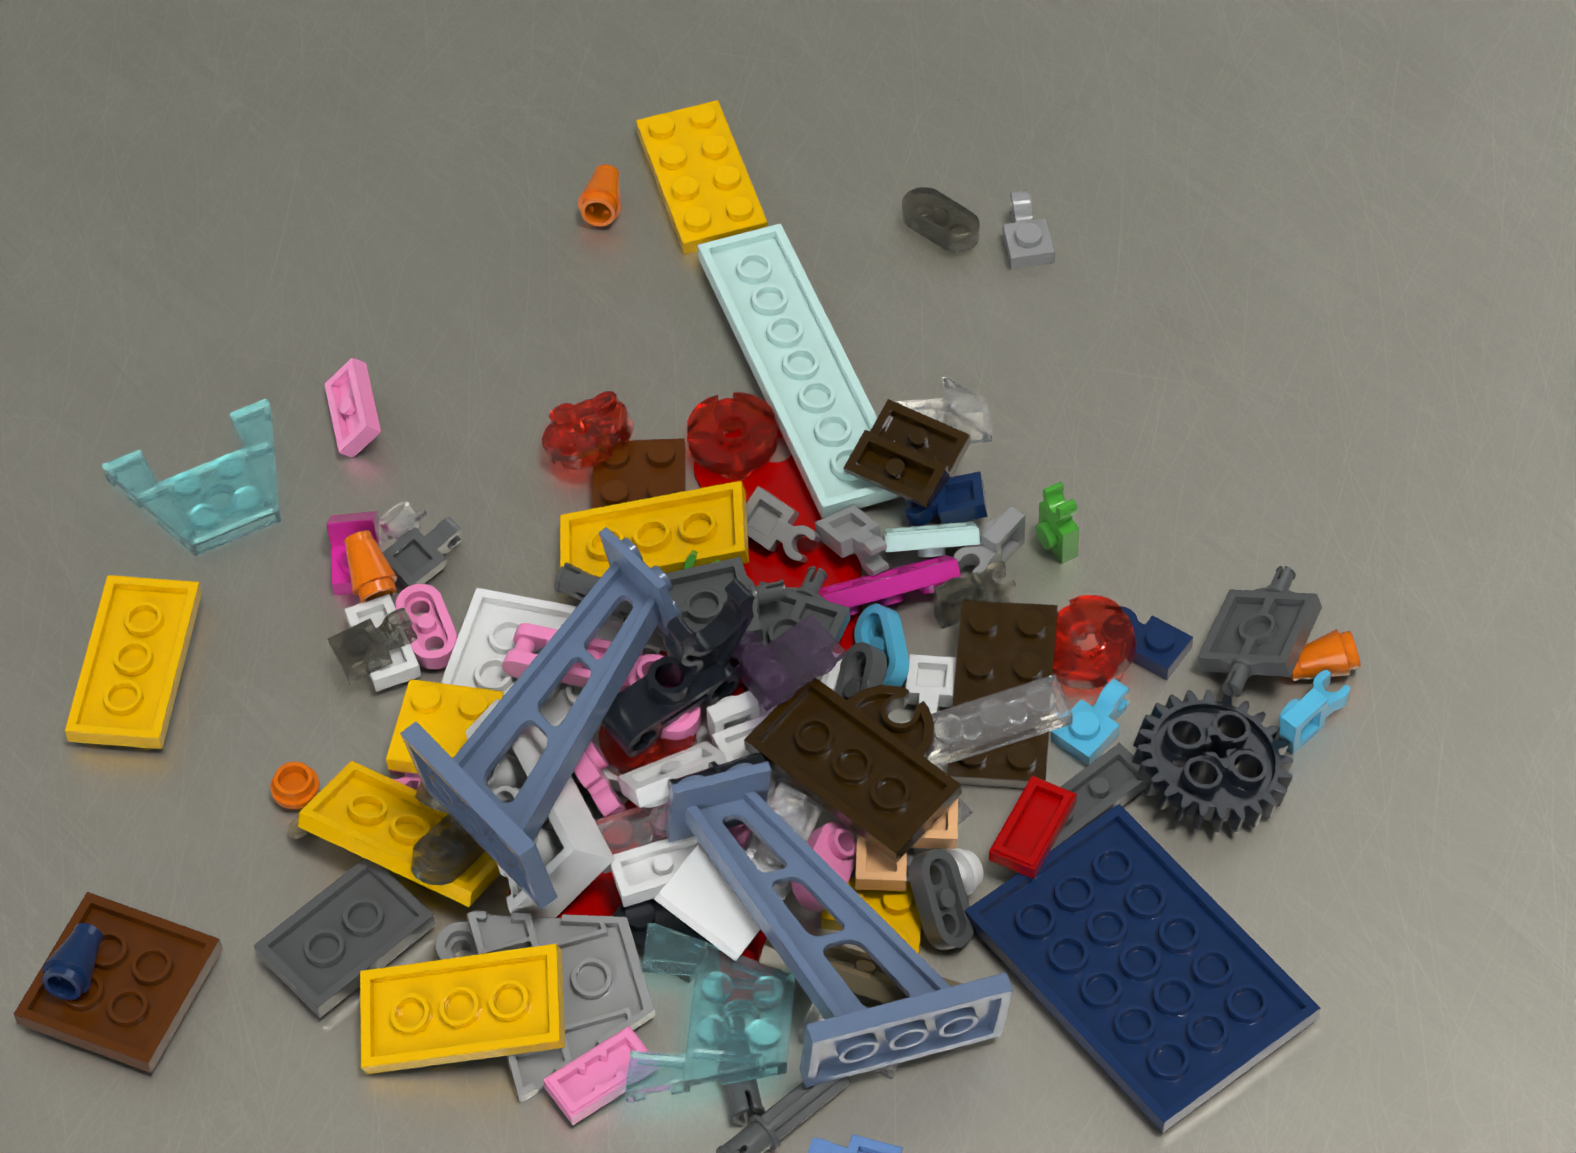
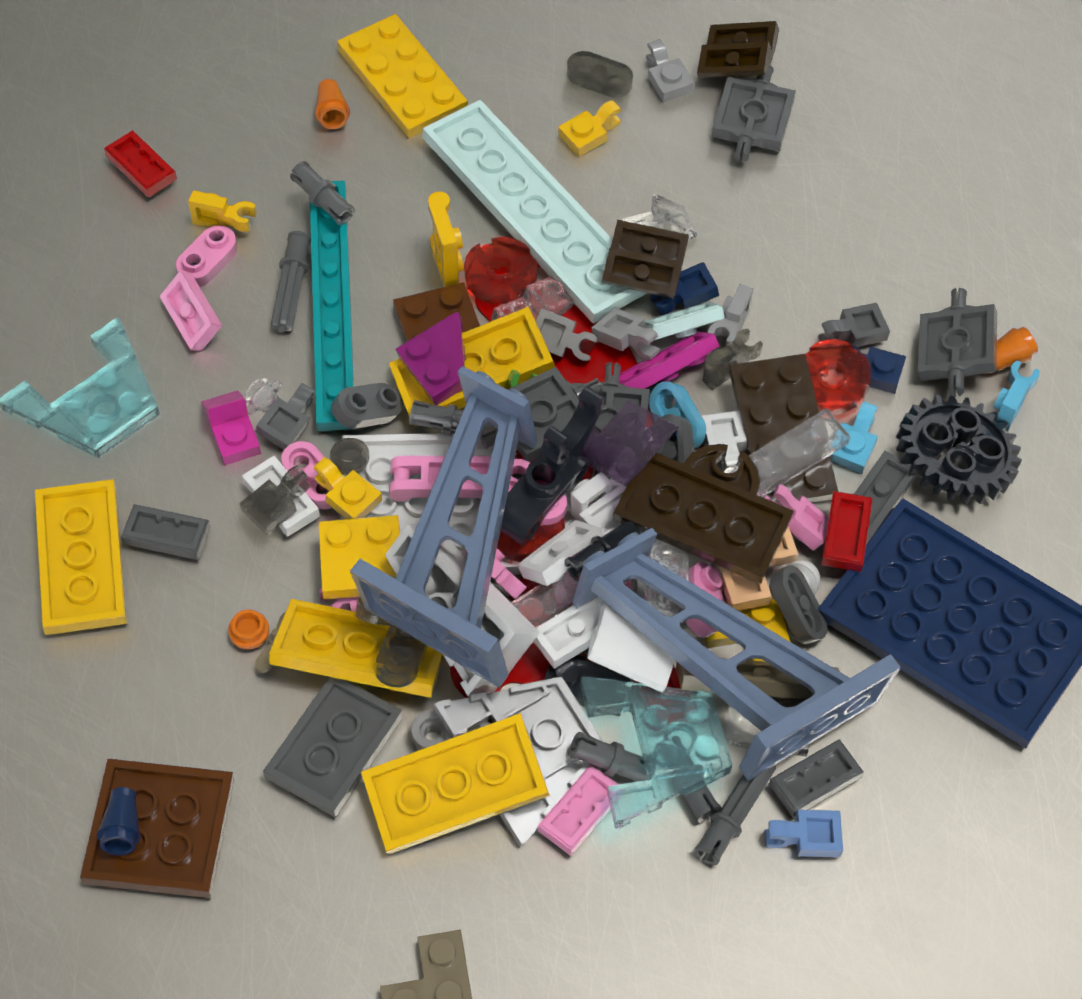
camera: 20 degrees left, 5 degrees up
(239, 655) = (165, 532): none -> dark grey plate
(354, 224) = (140, 163): none -> red plate
(368, 567) = (252, 438): orange cone -> none
(399, 347) = (209, 253): none -> bright pink plate
(420, 298) = (214, 210): none -> yellow plate
(456, 657) = (348, 495): none -> yellow plate
(472, 612) = (350, 455): none -> clear smoke plate
(488, 382) = (292, 268): none -> dark grey axle
(518, 435) = (331, 311): none -> teal plate
(520, 560) = (375, 405): none -> dark grey plate
(548, 299) = (322, 193): none -> dark grey pin
(586, 431) = (394, 277): clear red plate -> none
(620, 508) = (436, 358): none -> magenta wing
(648, 1020) = (610, 757): none -> dark grey pin
(672, 380) = (445, 240): none -> yellow plate
(774, 473) = (543, 294): none -> clear slope
(892, 1104) = (816, 778): none -> dark grey plate
(902, 288) = (588, 131): none -> yellow plate
(985, 800) = (808, 521): none -> bright pink plate
(1055, 526) = (775, 290): bright green plate -> none
(1114, 303) = (753, 114): none -> dark grey plate
(1123, 221) = (738, 49): none -> dark brown slope
(1148, 587) = (858, 324): none -> dark grey plate

